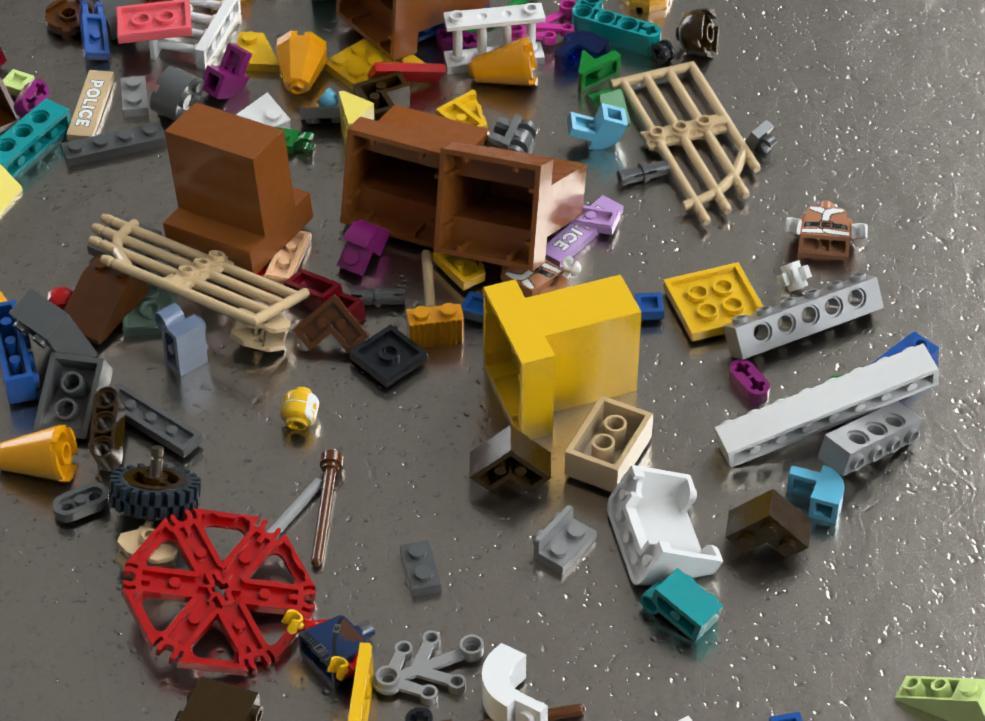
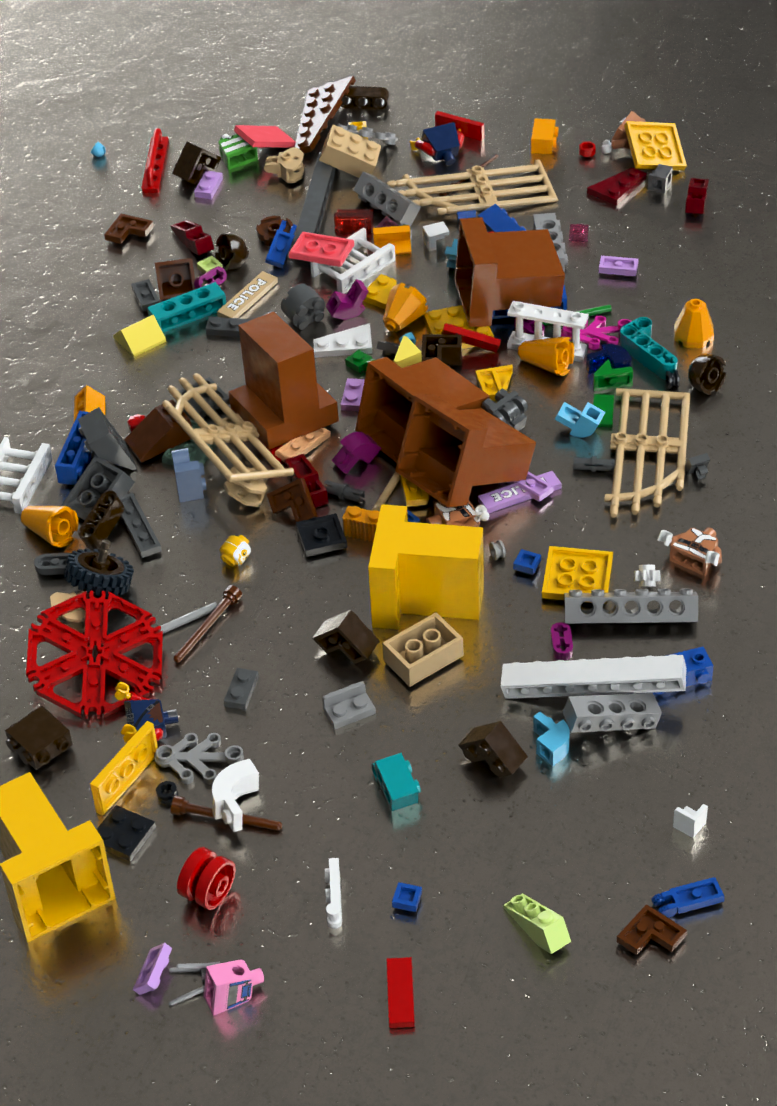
camera: 30 degrees right, 0 degrees up
(36, 56) = (231, 251): none -> dark brown cylinder
(134, 96) = (274, 302): light grey plate -> none
(305, 177) = (352, 395): none -> lavender plate
(654, 526) = (420, 720): white windscreen -> none

